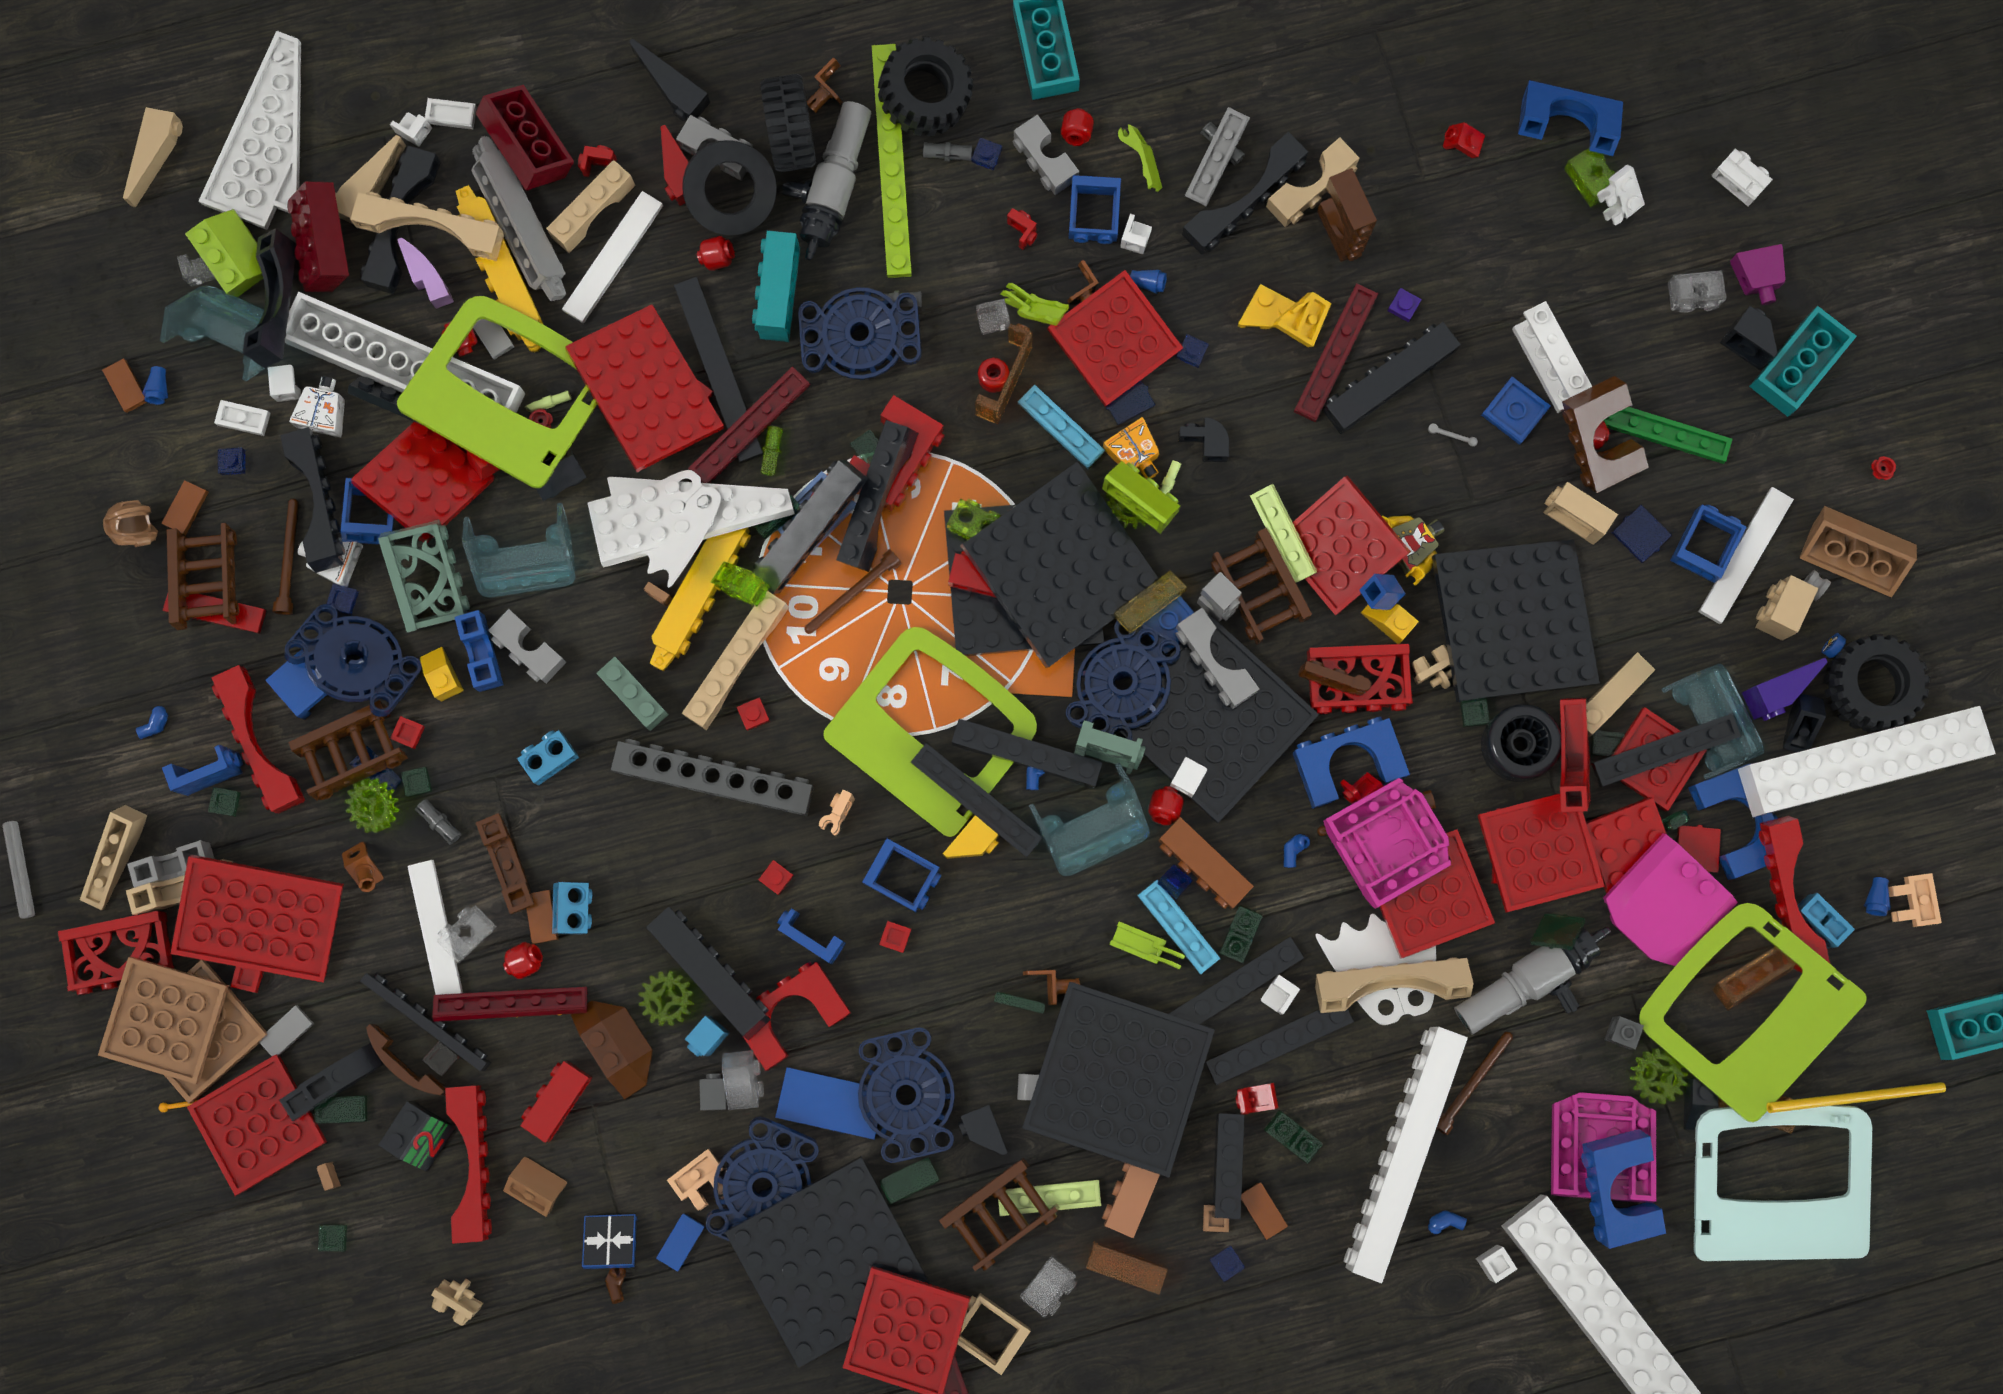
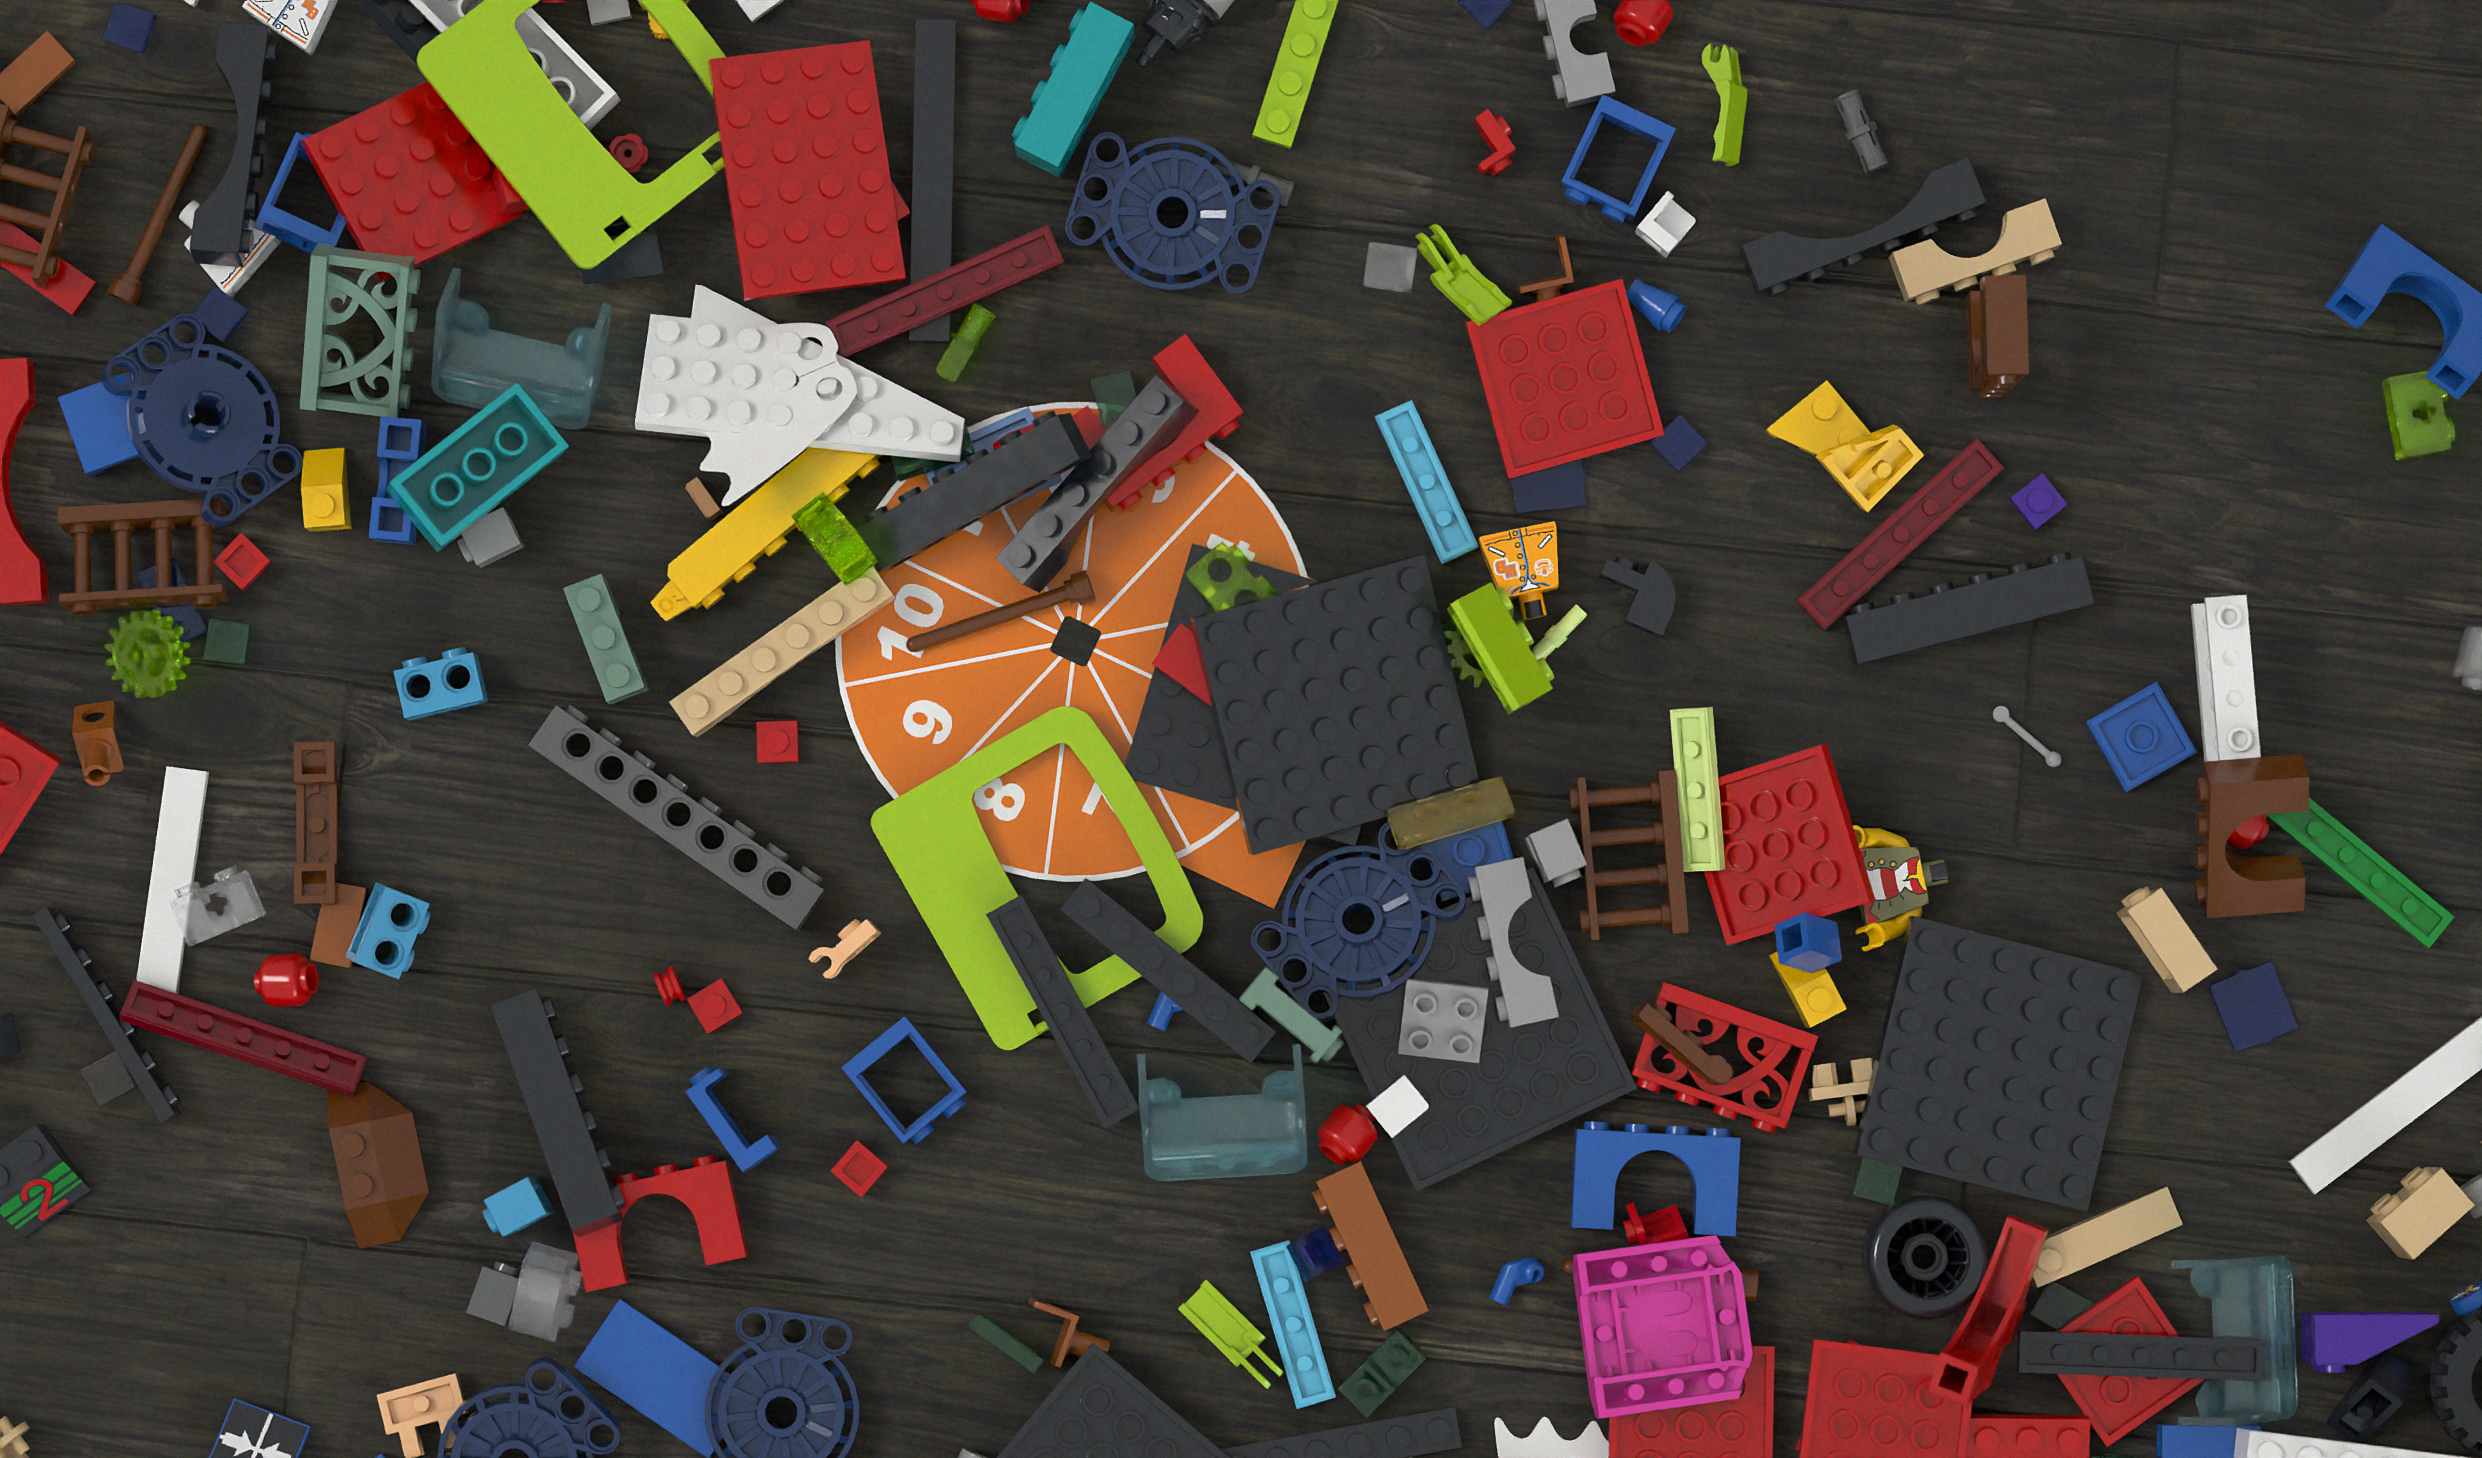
camera: 20 degrees right, 5 degrees up
(380, 1043) = (28, 1017): reddish brown slope -> none
(438, 821) = (237, 717): dark grey pin -> none
(465, 1109) = (116, 1171): red arch -> none
(519, 622) = (477, 467): none -> teal brick
(534, 1186) = (177, 1324): medium nougat panel -> none
(549, 401) = (652, 127): yellowish green piece -> none
(555, 1101) = (255, 1210): red brick -> none
(668, 986) = (463, 1114): clear neon green gear -> none
(745, 876) = (669, 986): none -> red bush
(973, 841) = (1034, 1070): yellow slope -> none
(991, 409) = (1328, 419): clear orange panel -> none
(992, 367) = (1353, 347): red head -> none
(1194, 718) = (1443, 1020): none -> light grey hinge
(1217, 156) = (1841, 152): light grey tile -> none
(1464, 138) = (2242, 275): red bracket -> none
(1622, 195) = (2456, 465): white plate -> none
(1697, 564) = (2318, 1093): blue window -> none

